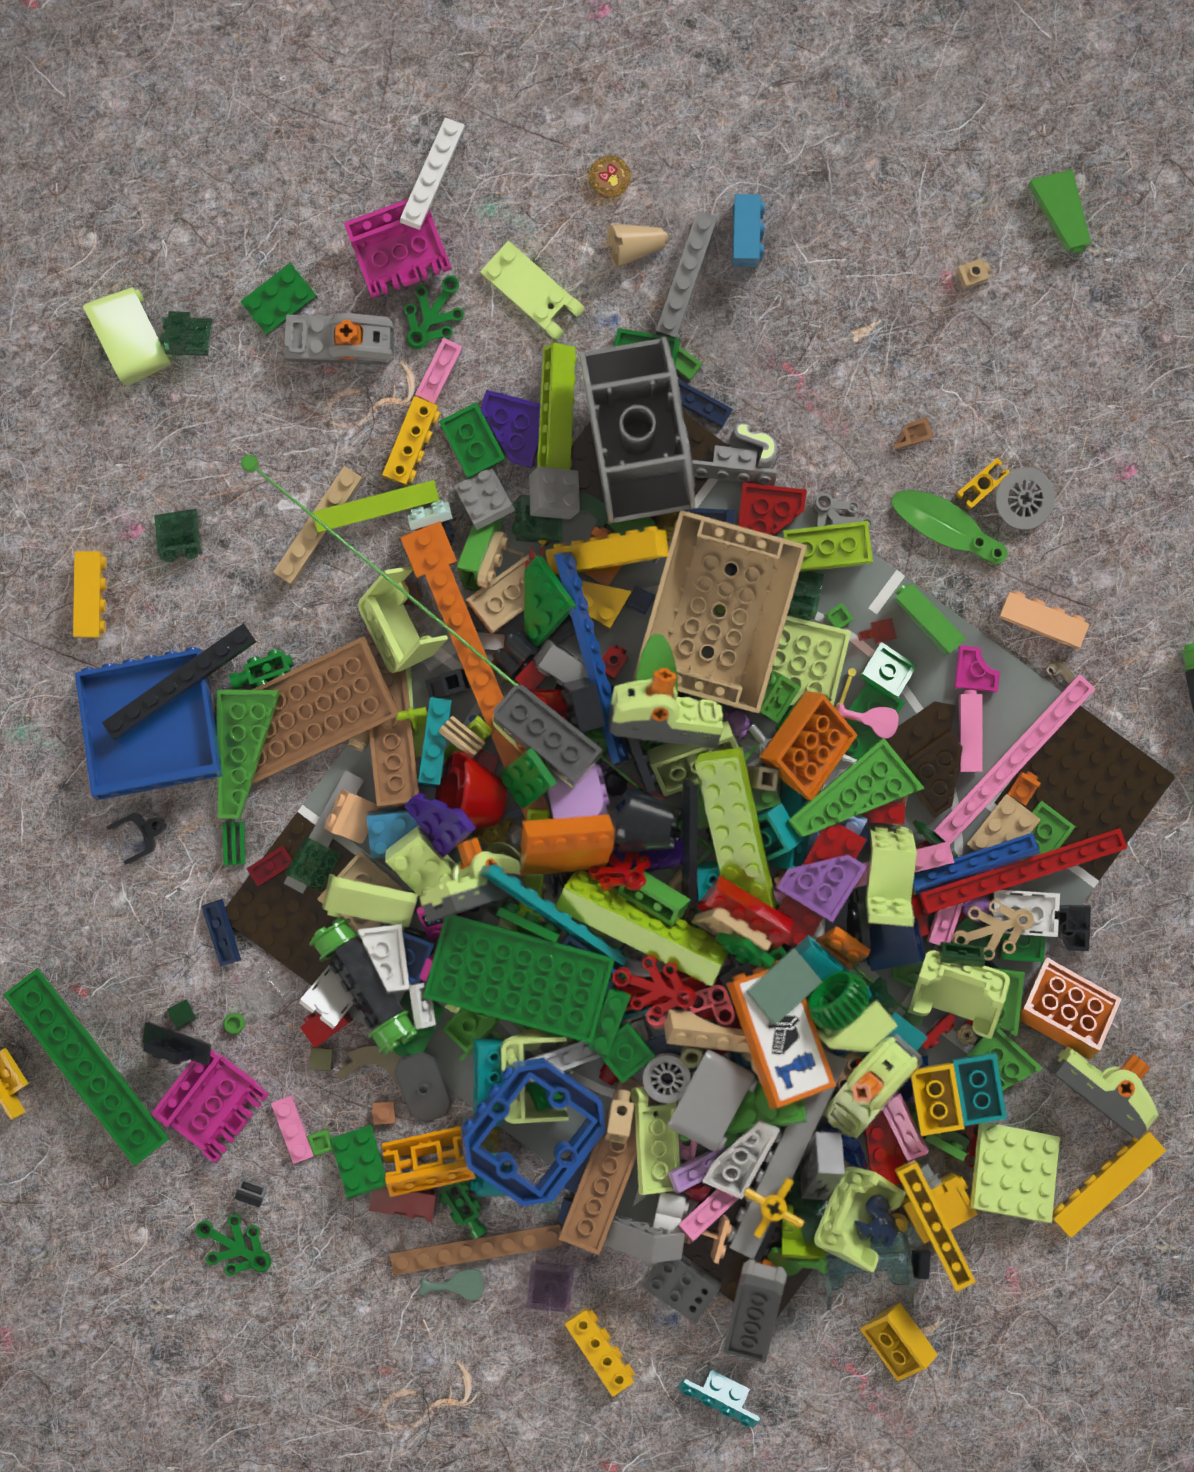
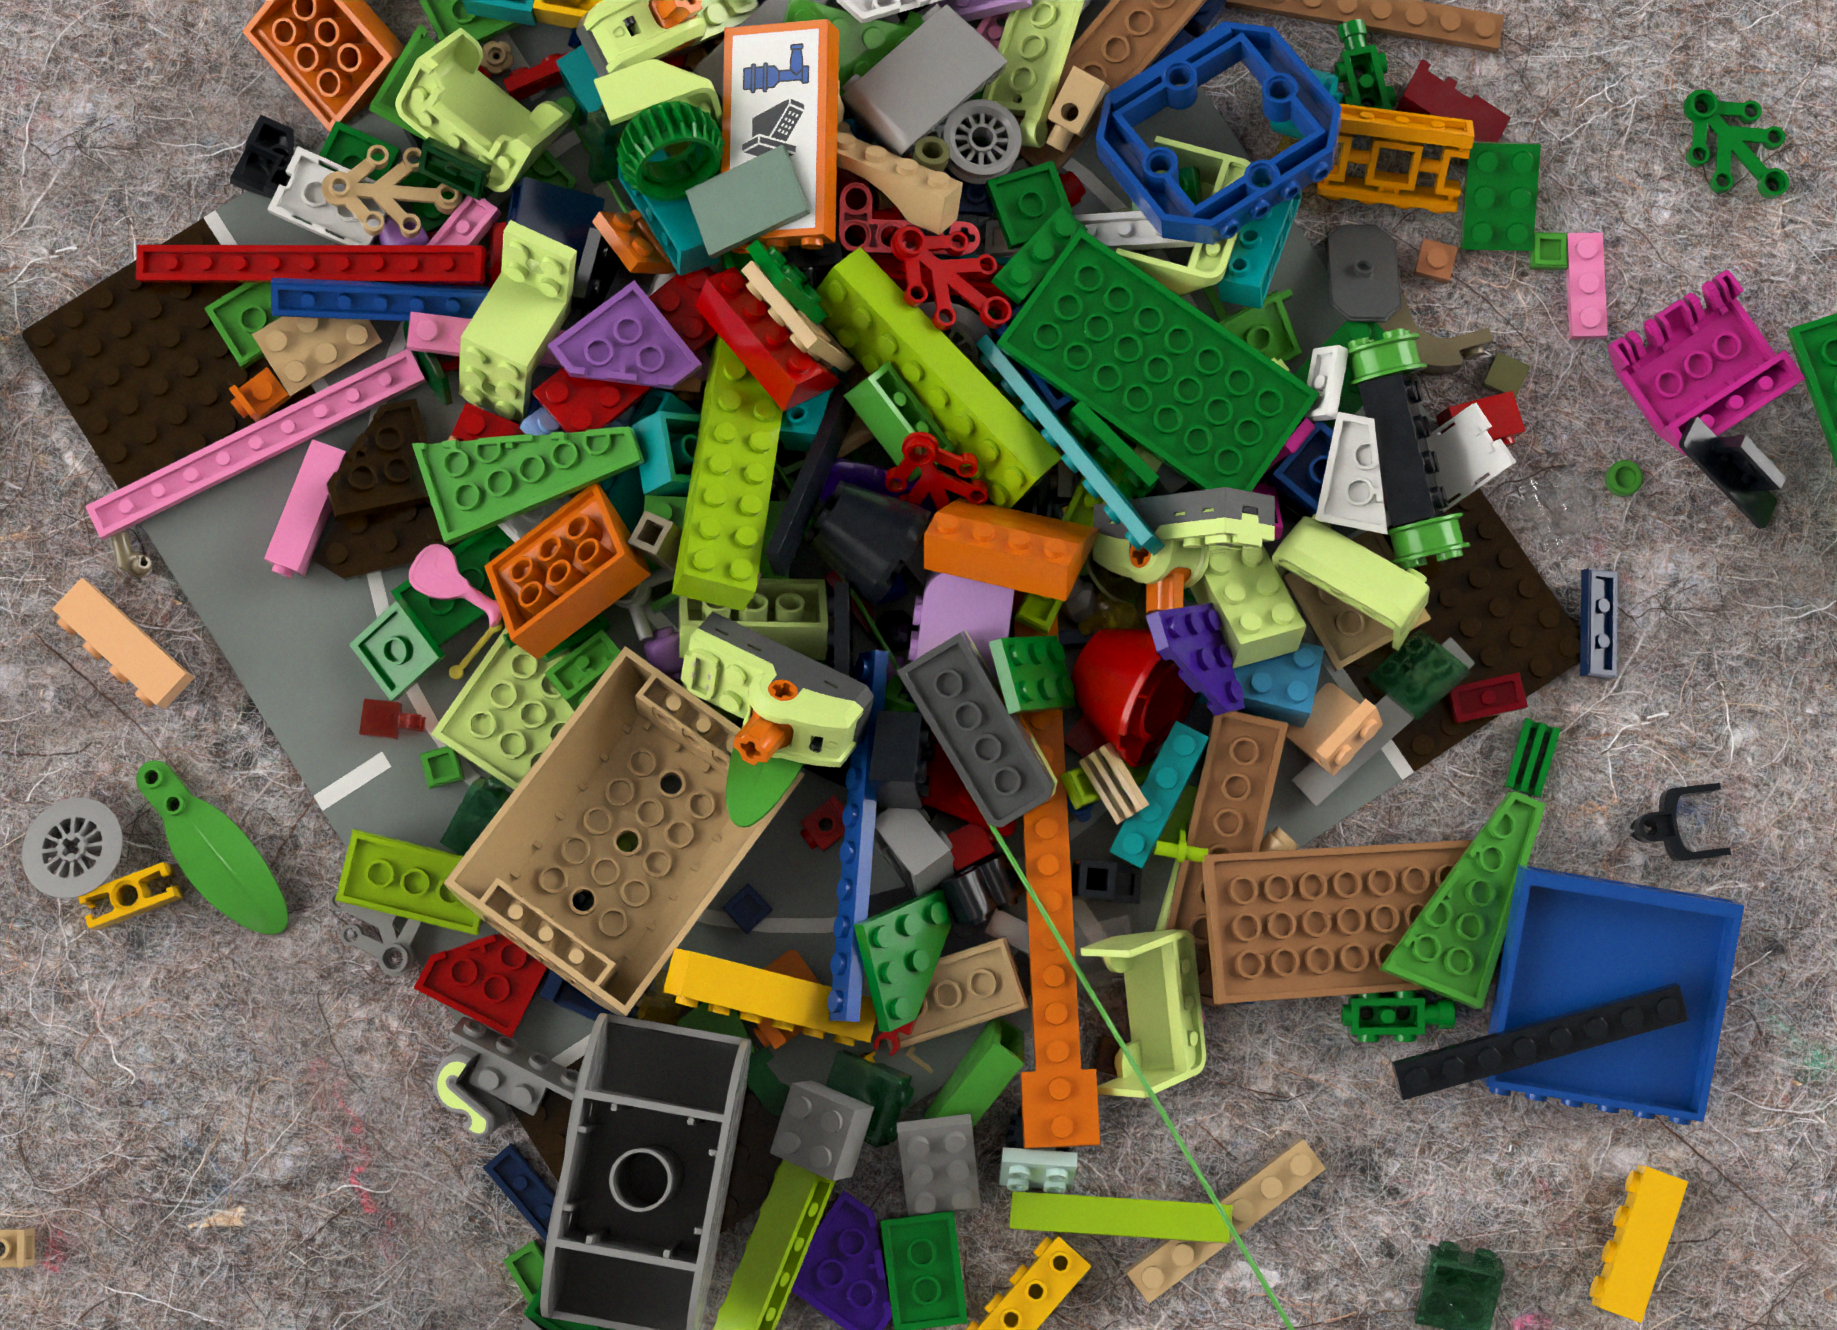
camera: 165 degrees left, 5 degrees down
(181, 1013) = (1701, 522): dark green tile -> none
(250, 1192) = (1684, 211): black piece -> none
(492, 559) = (960, 1057): tan plate -> none
(604, 602) = (806, 922): yellow wedge -> none
(914, 433) = (206, 1020): medium nougat slope -> none
(929, 619) = (299, 706): bright green slope -> none
(973, 672) = (265, 603): dark pink tile -> none

